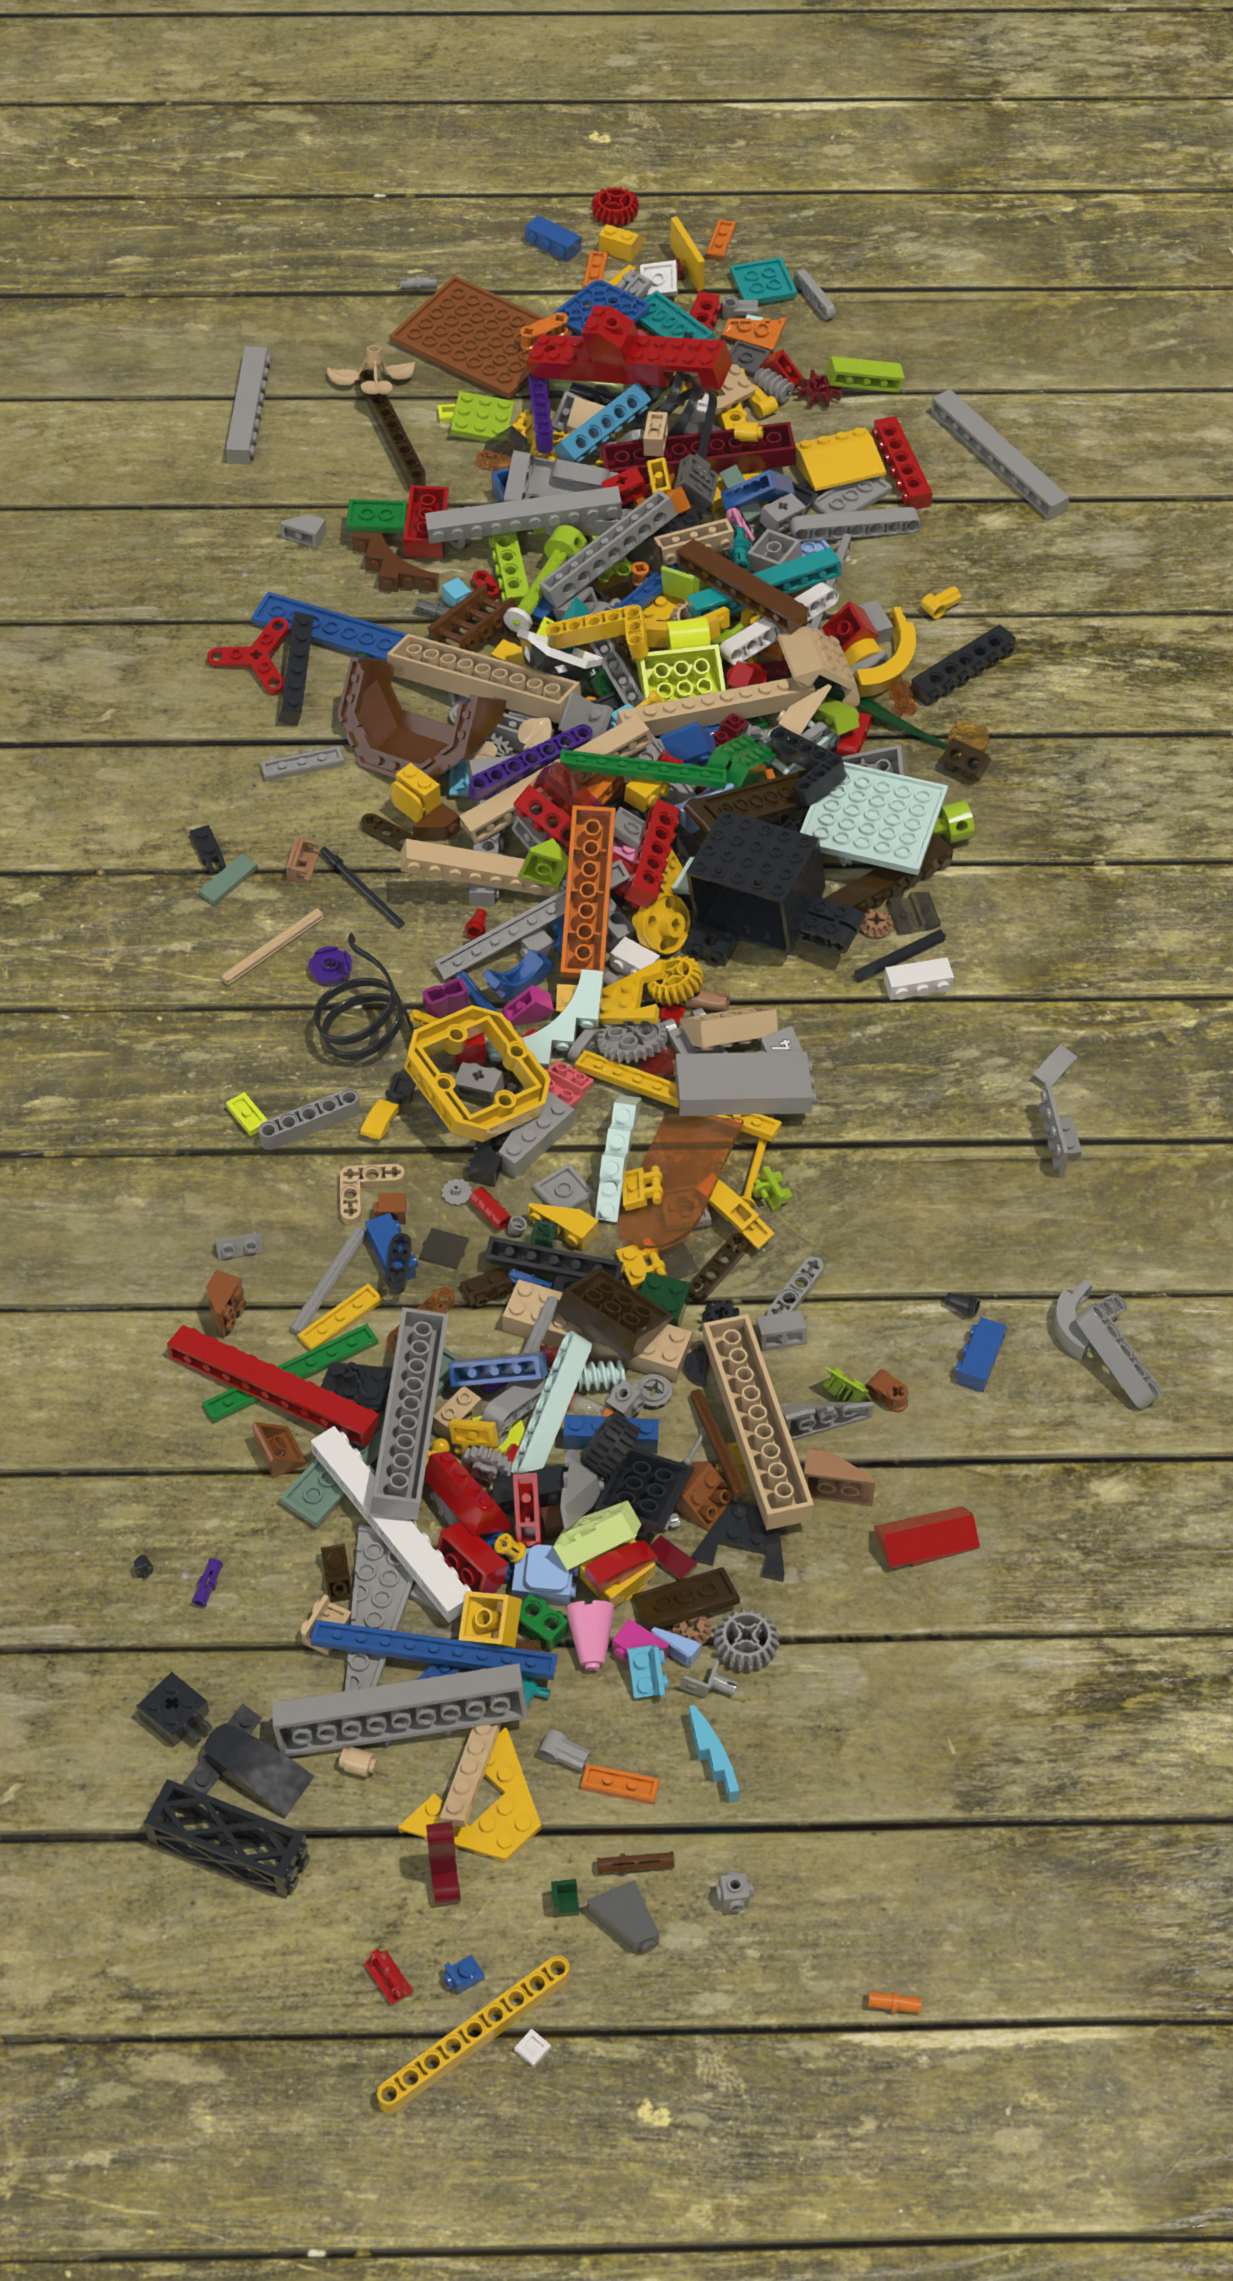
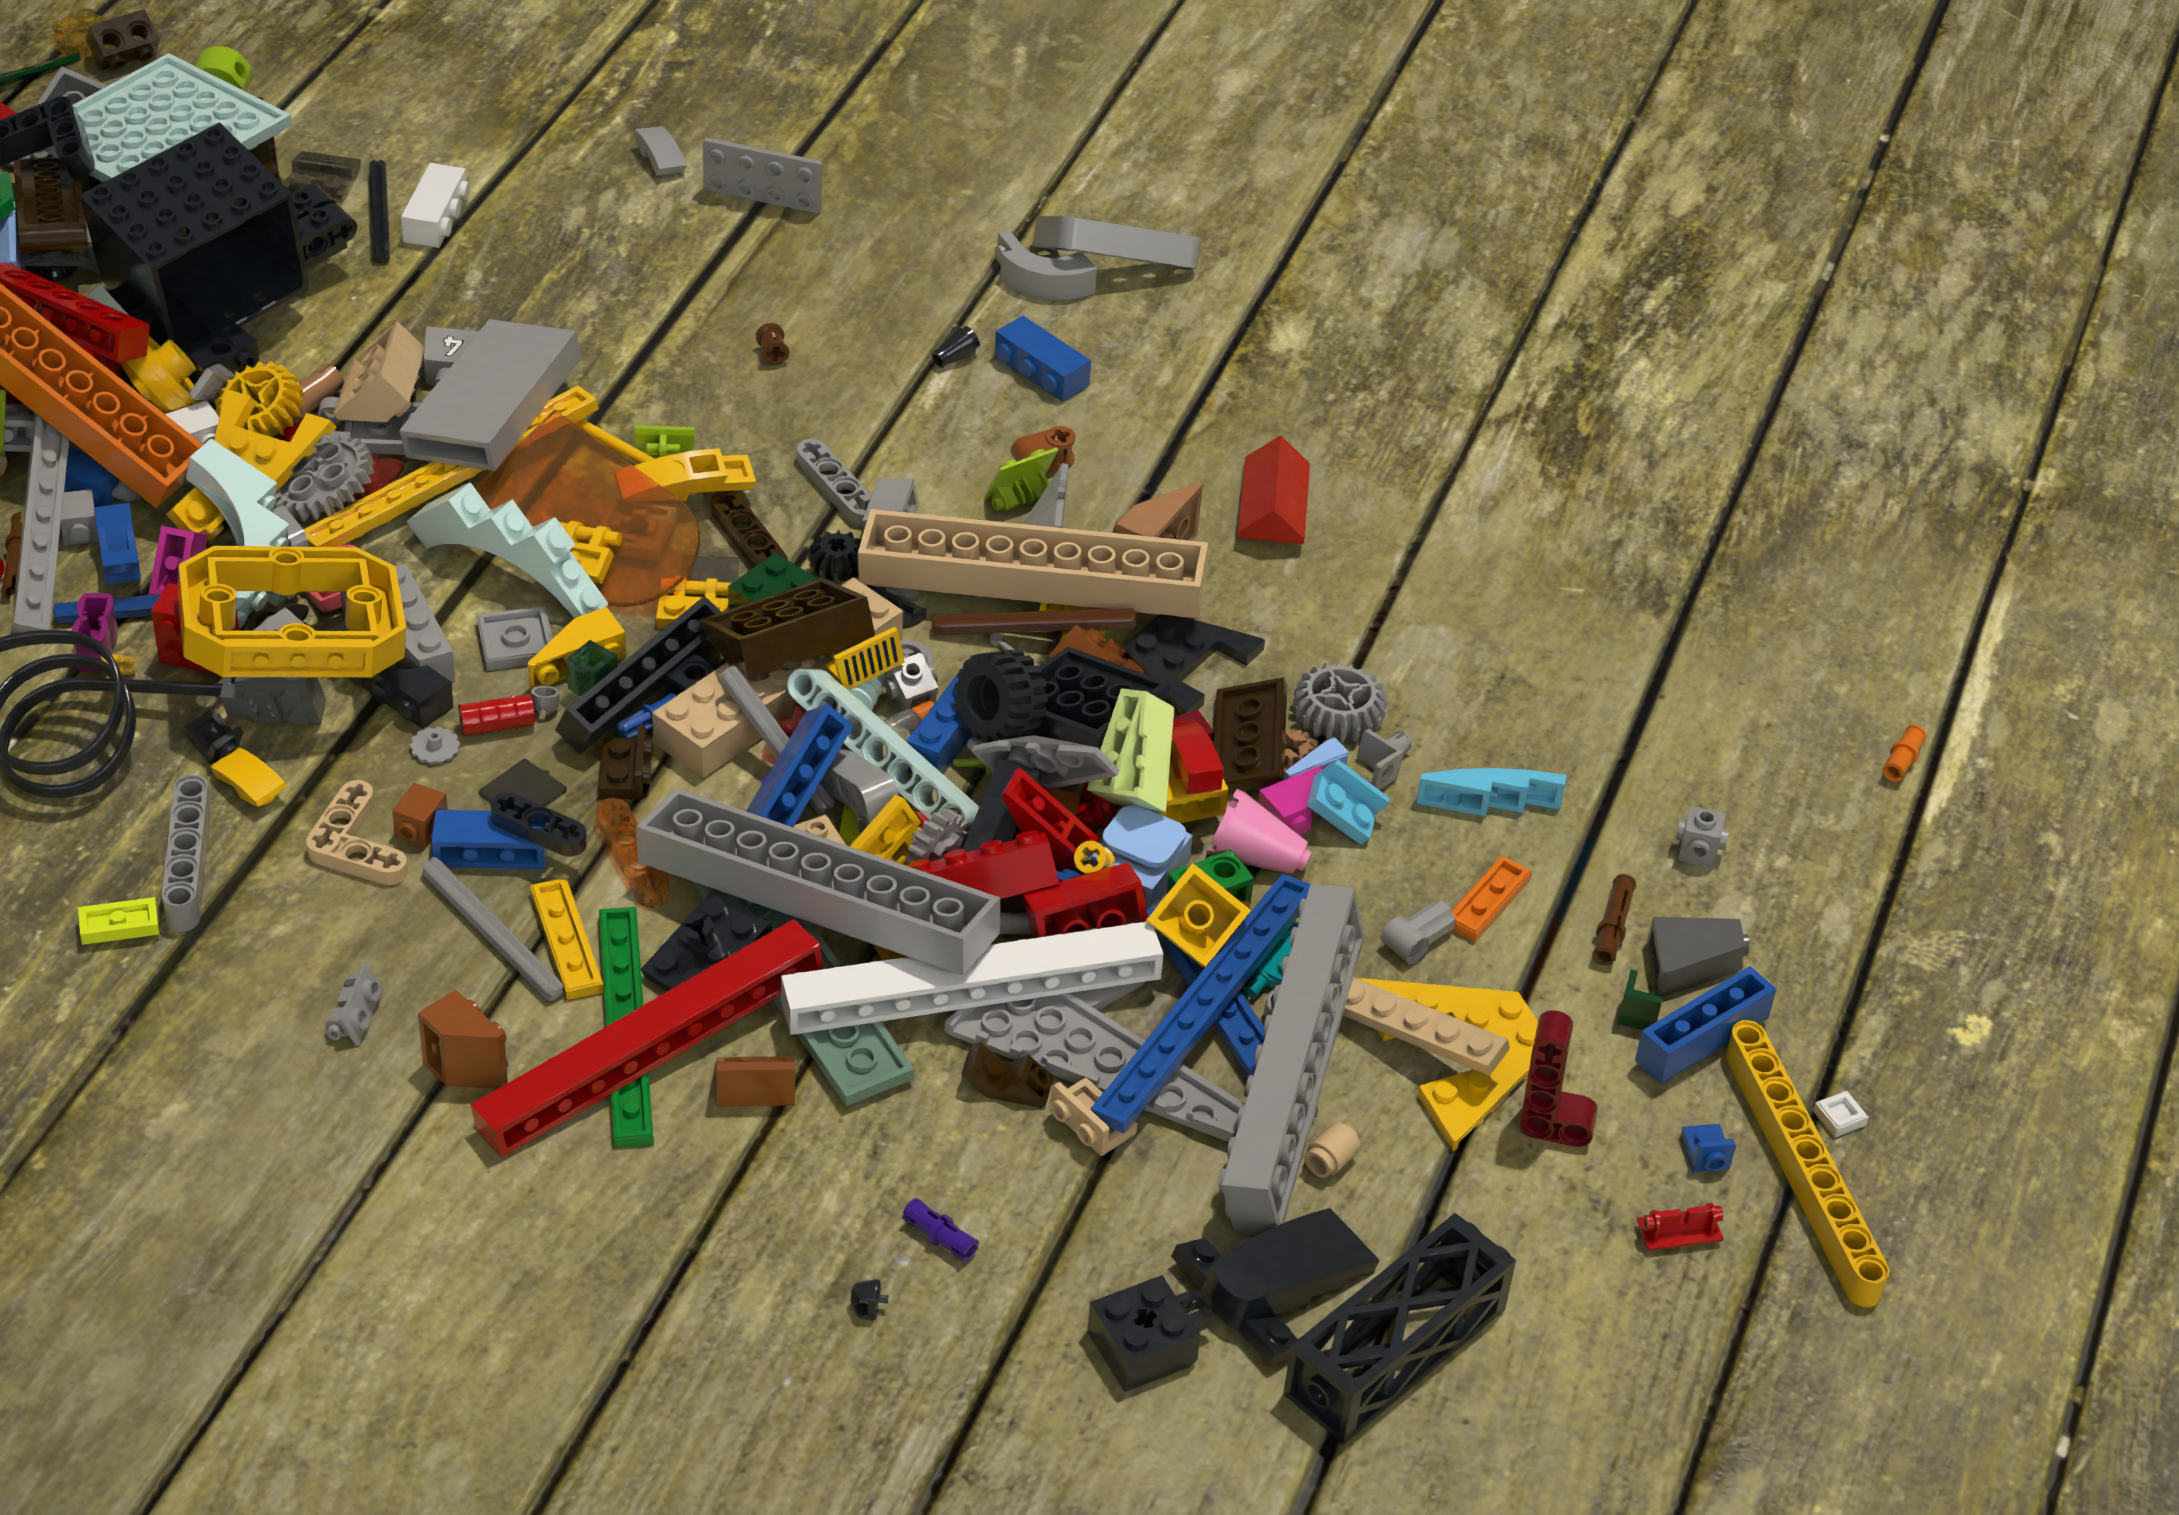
camera: 70 degrees left, 10 degrees down
(557, 1940) = (1703, 1024): none -> blue brick
(611, 1365) = (867, 659): none -> yellow panel
(673, 949) = (210, 382): none -> light grey slope
(901, 1204) = (769, 343): none -> reddish brown bush

